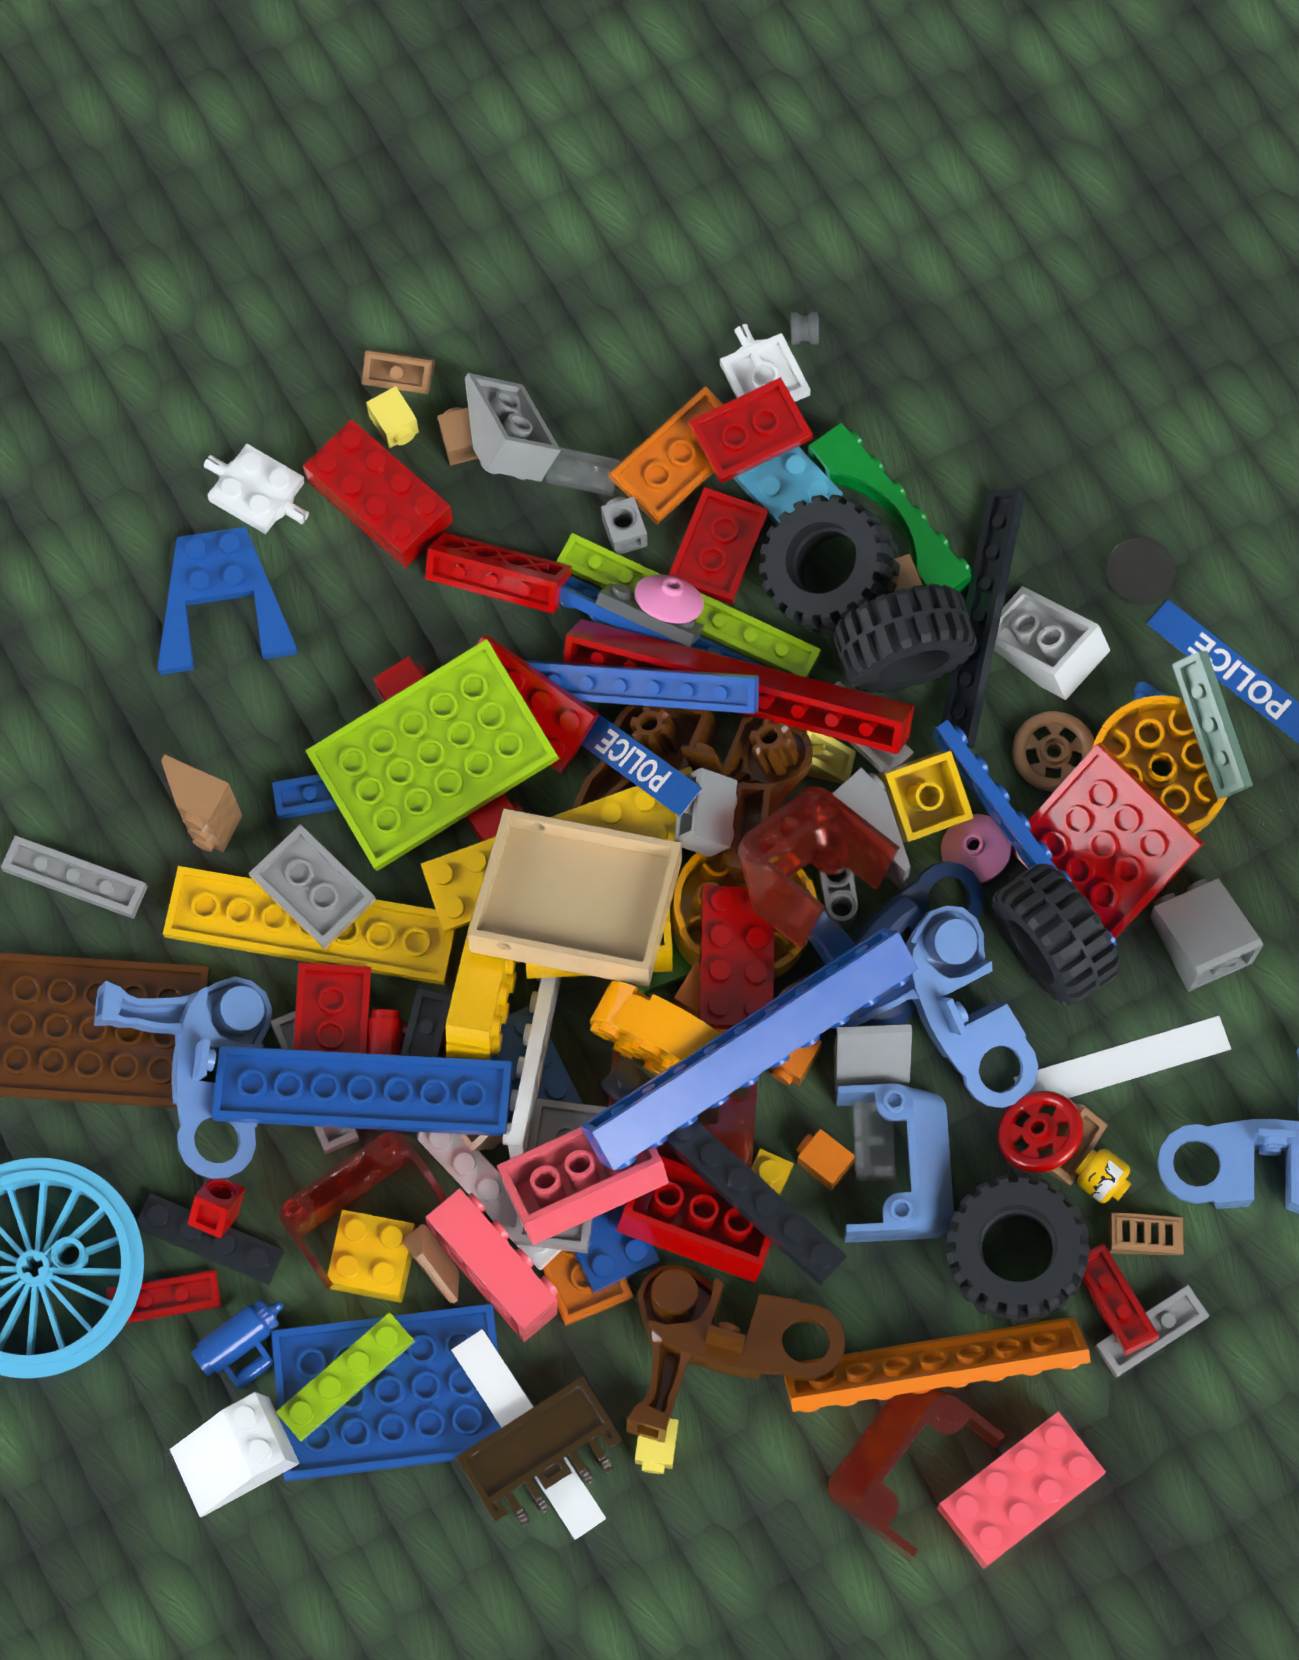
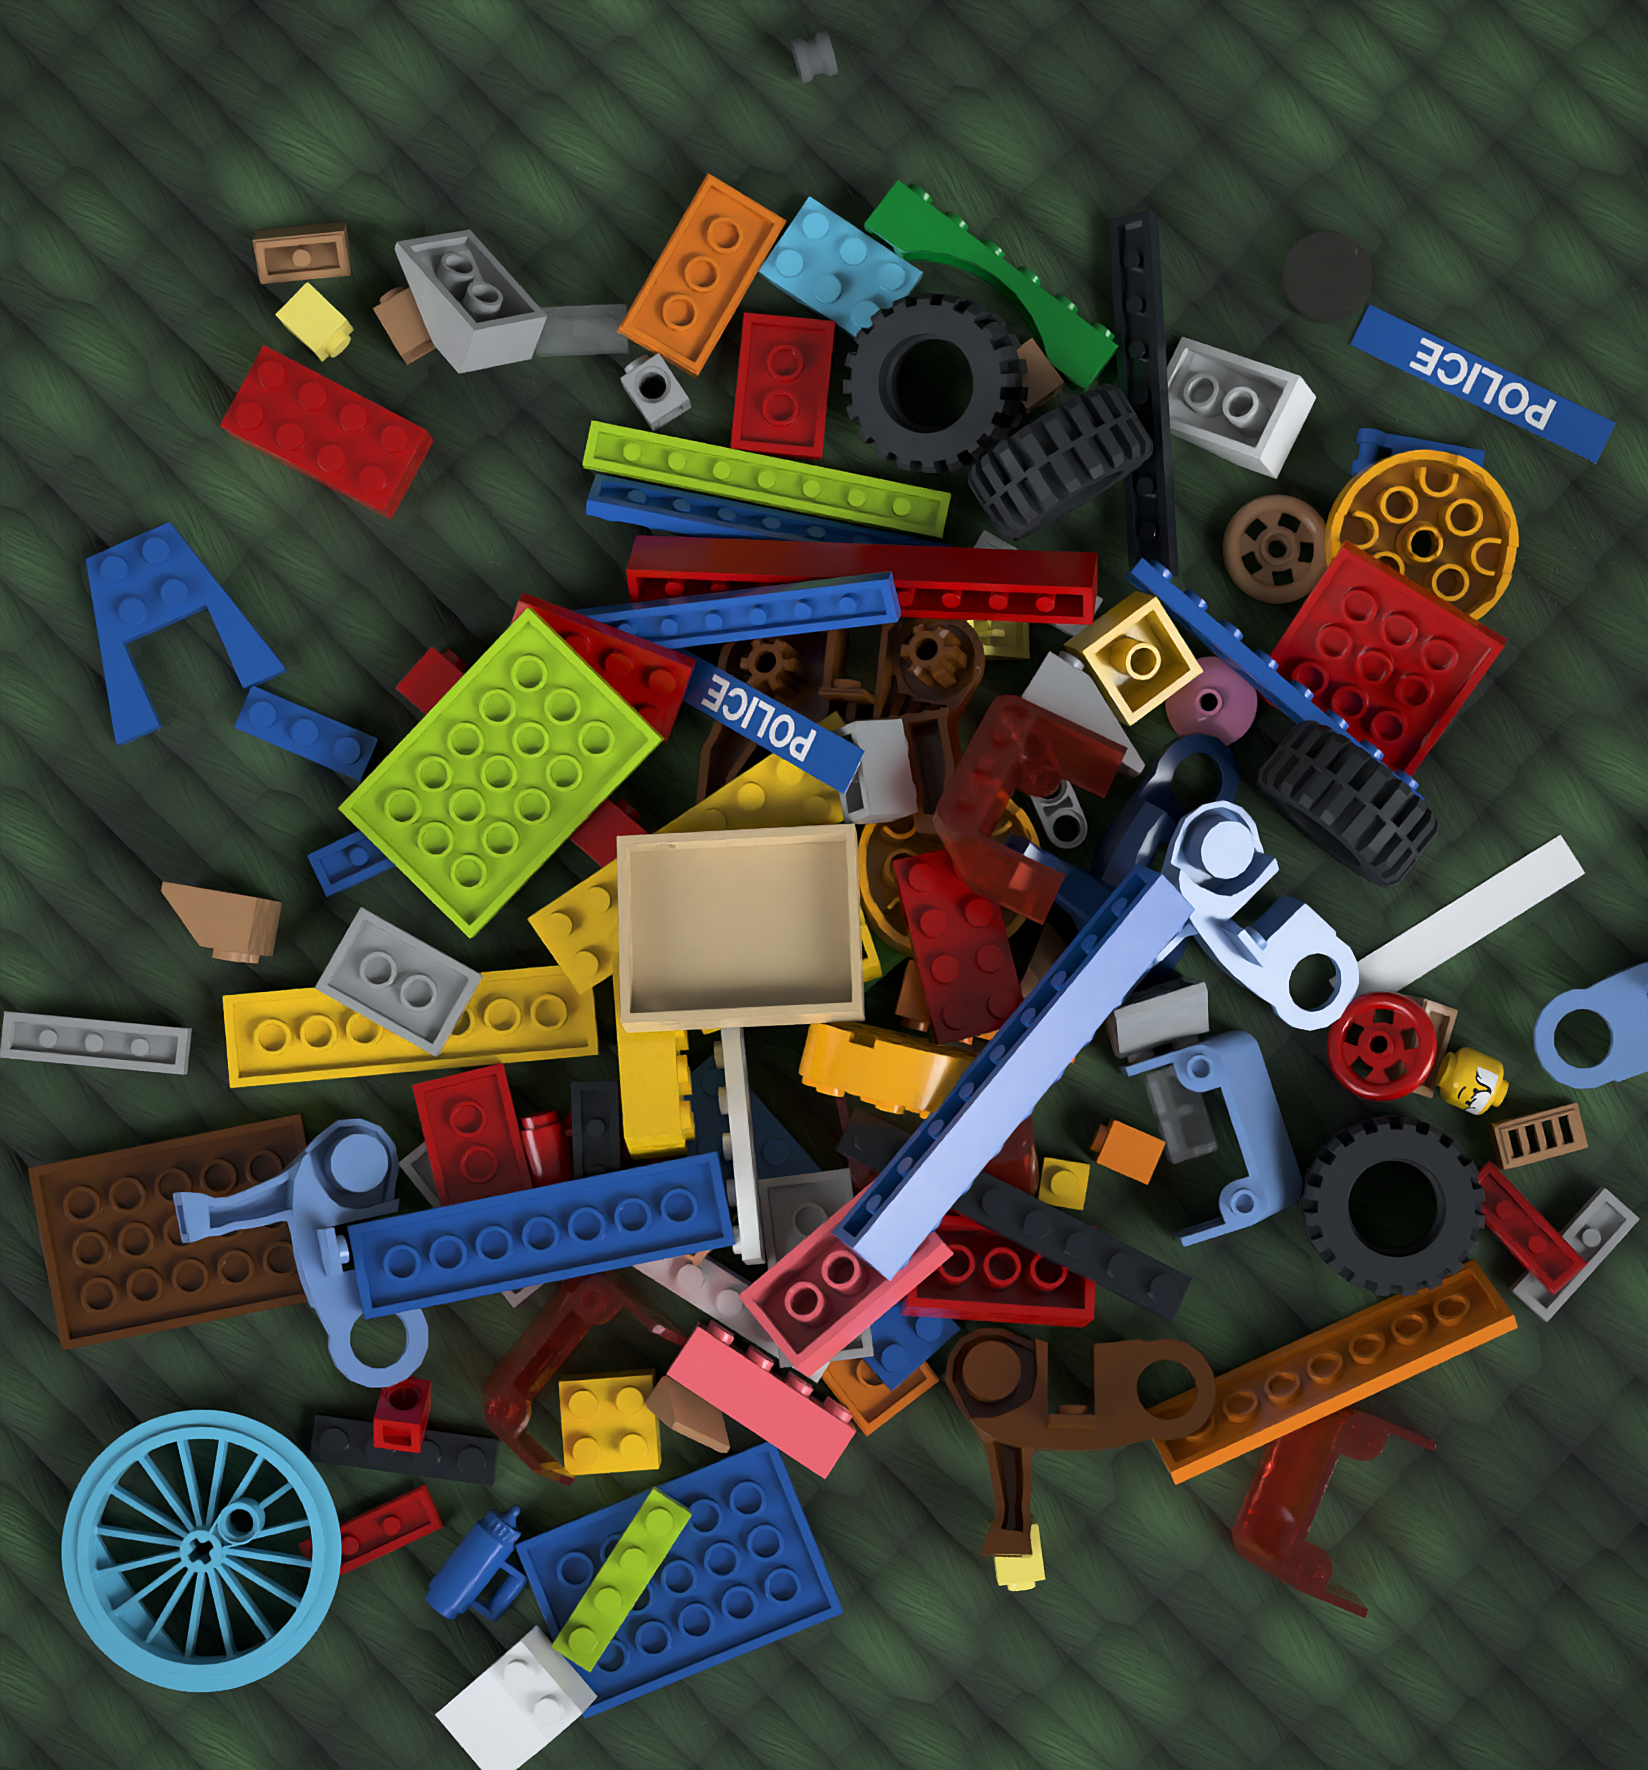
camera: 15 degrees left, 15 degrees up
(256, 489) = (167, 465): white plate -> none
(297, 699) = (307, 733): none -> blue plate
(496, 574) = (508, 505): red fence -> none
(509, 1402) = (860, 1583): white sticker -> none
(537, 1447) = (878, 1599): dark brown hinge -> none
(622, 601) = (722, 507): dark grey plate -> none
(669, 599) = (742, 482): bright pink dish -> none
(750, 430) = (784, 221): red plate -> none
(762, 362) = (780, 137): white plate -> none
(1021, 1490) = (1466, 1491): coral brick -> none
(1205, 933) = (1523, 740): light grey slope -> none
(1212, 724) = (1480, 478): sand green plate -> none

